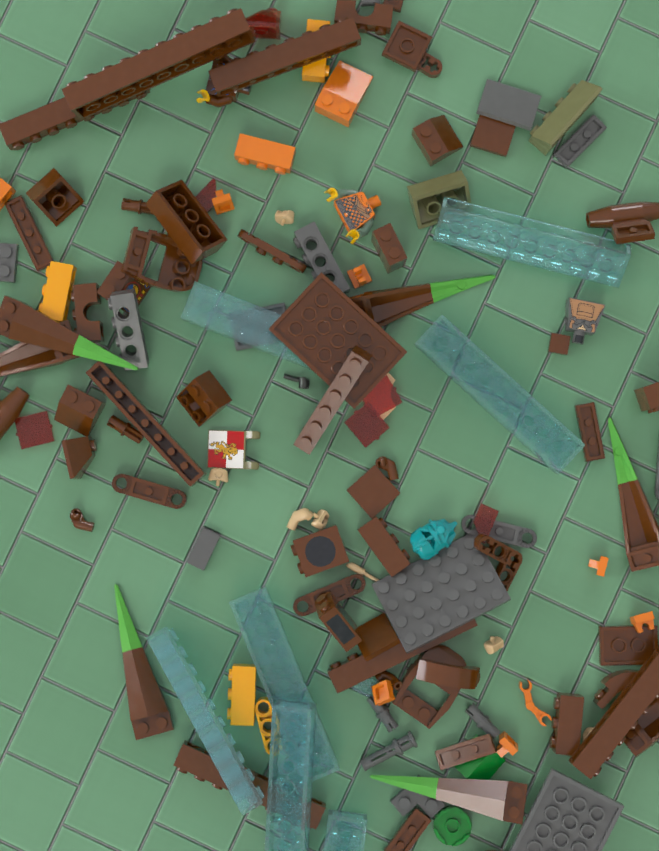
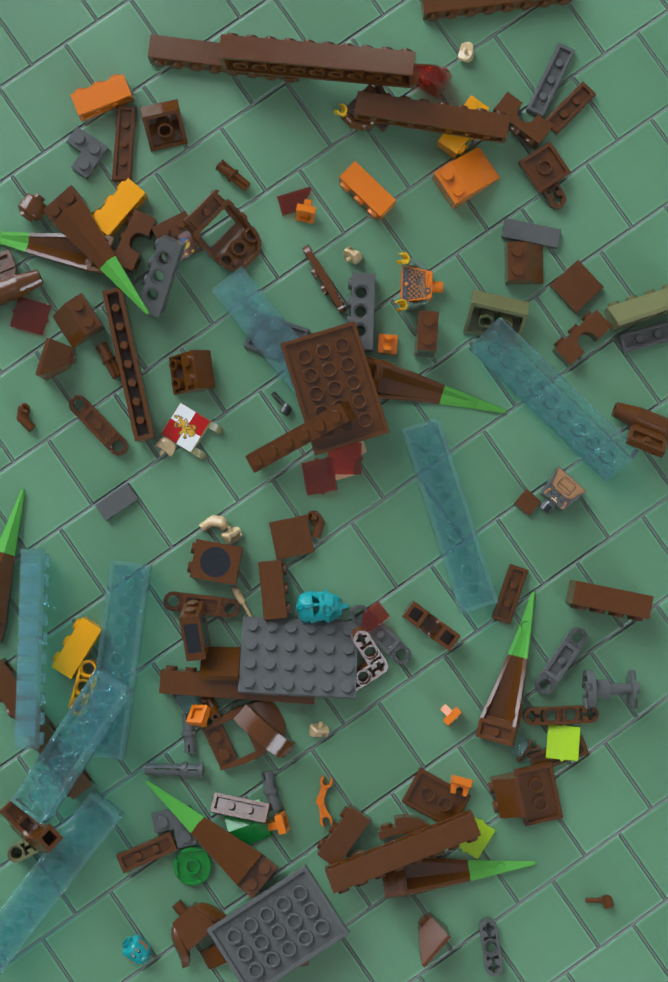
camera: 25 degrees right, 0 degrees up
(186, 221) = (264, 210): reddish brown brick -> none
(427, 109) = (531, 233): none -> dark grey tile
(508, 104) = (603, 269): dark grey tile -> none
(527, 158) = (593, 326): none -> reddish brown arch
(538, 498) = (431, 625): none -> reddish brown arch

